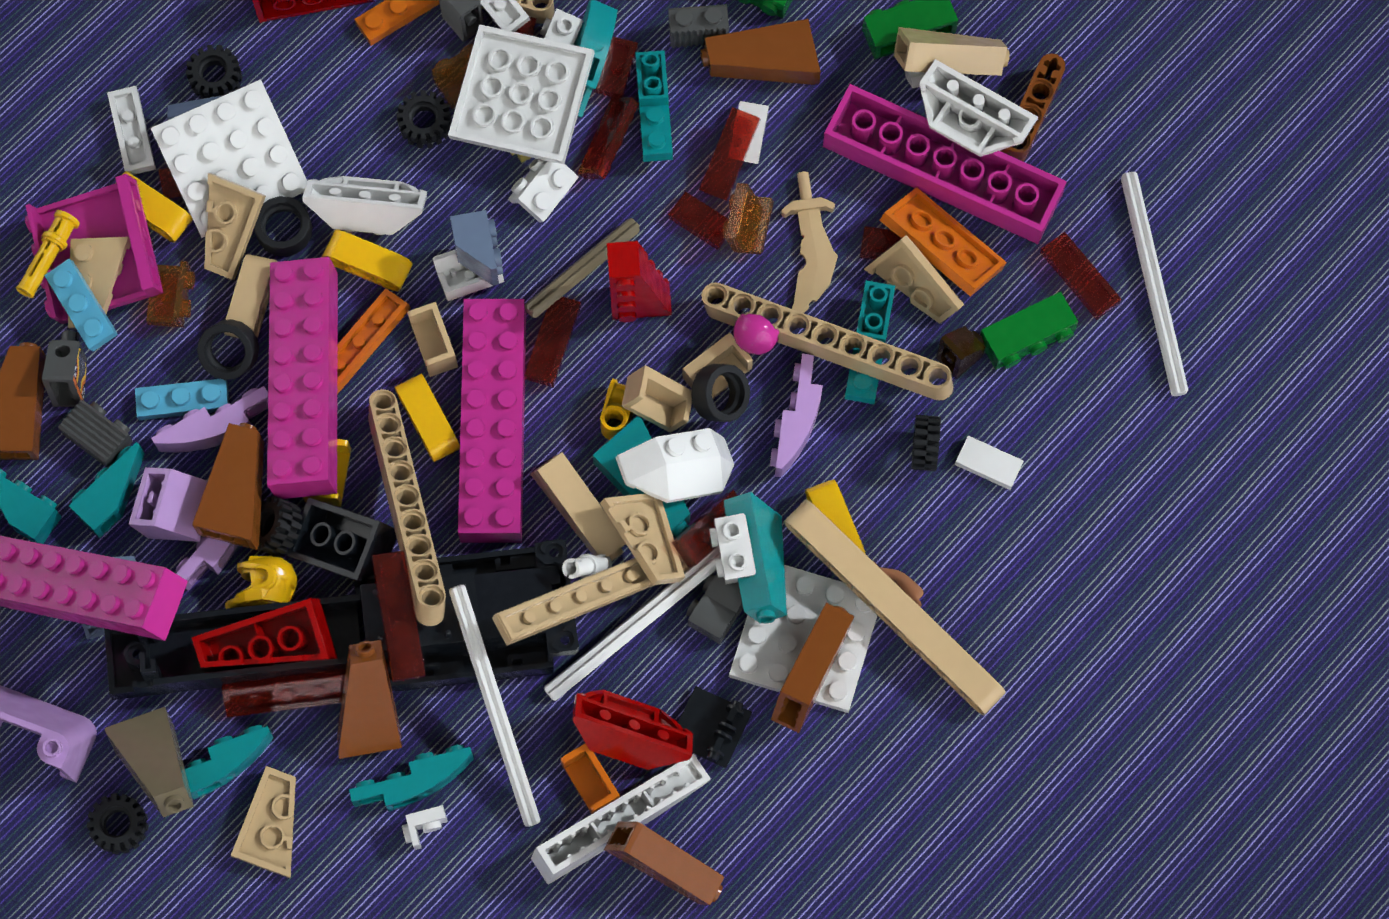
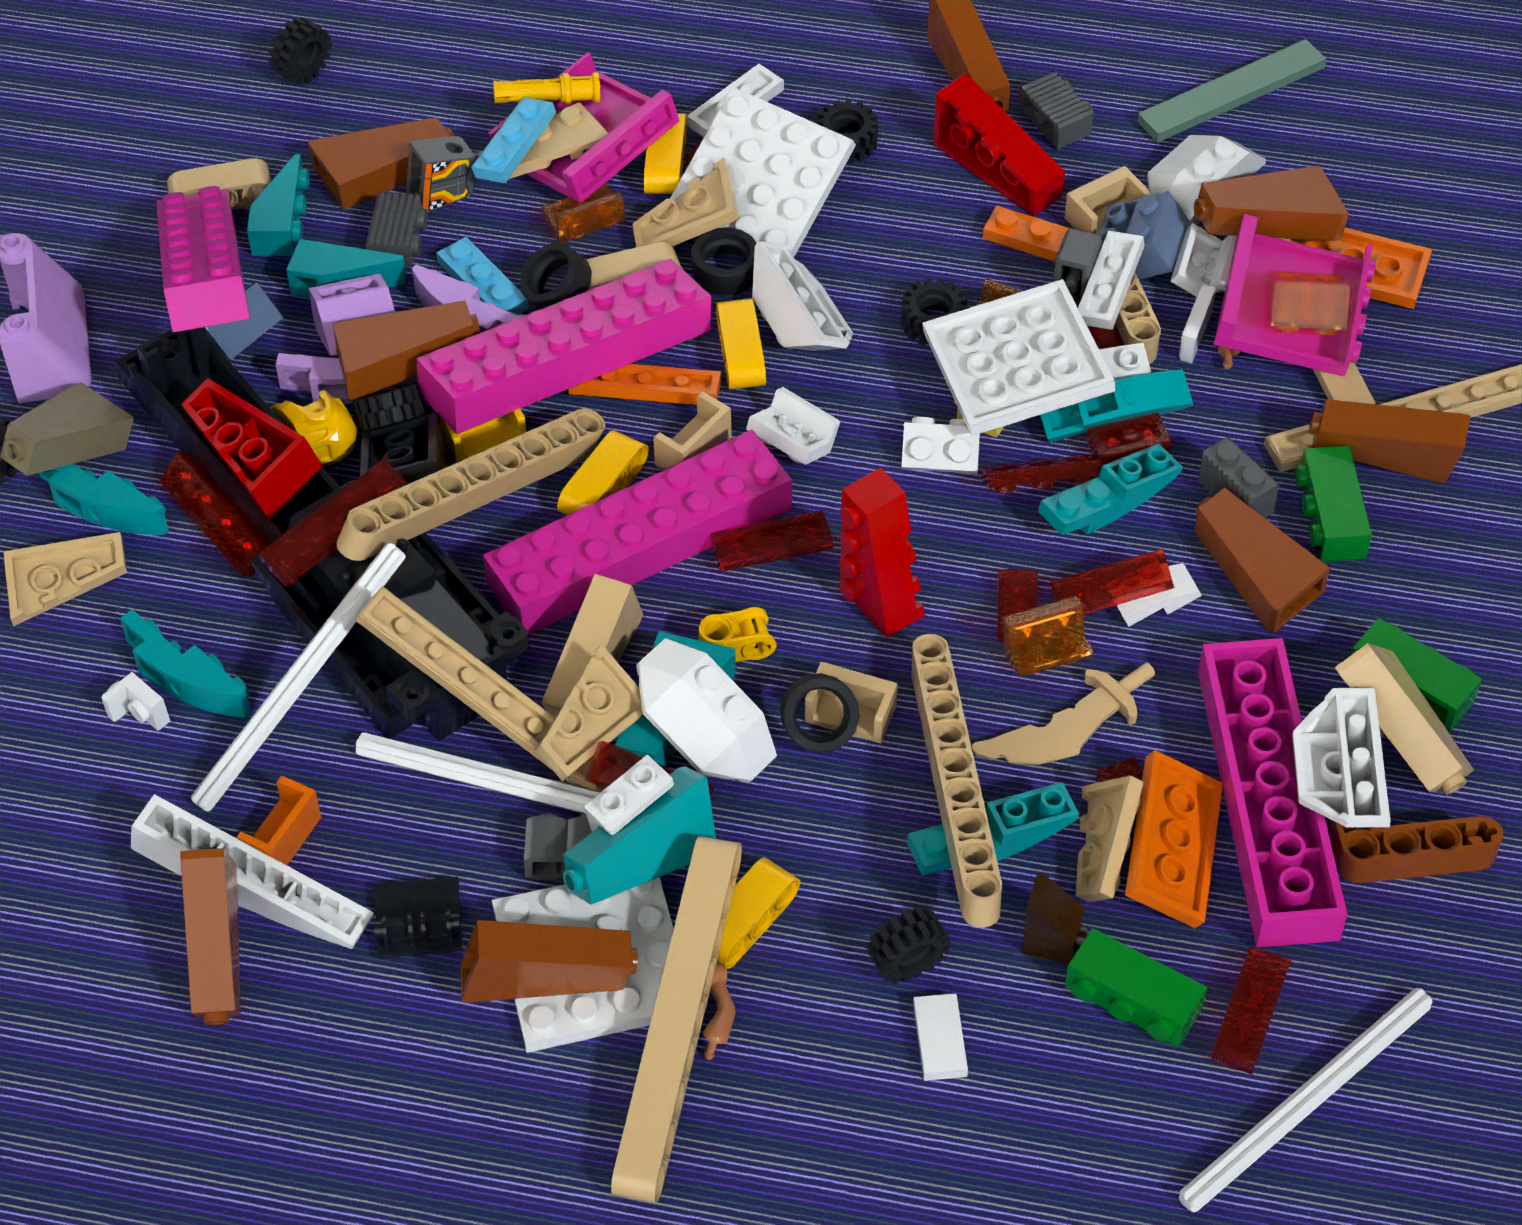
camera: 60 degrees right, 20 degrees down
(367, 707) = (227, 574): dark orange slope -> none
(474, 245) = (815, 396): sand blue slope -> none
(579, 269) = (829, 508): dark tan axle -> none
(585, 565) = (513, 670): white pin -> none
(630, 730) = (356, 821): red wedge -> none
(657, 399) = (766, 653): tan panel -> none
(755, 334) = (907, 700): dark pink hair -> none
(798, 424) = (838, 815): lavender slope -> none

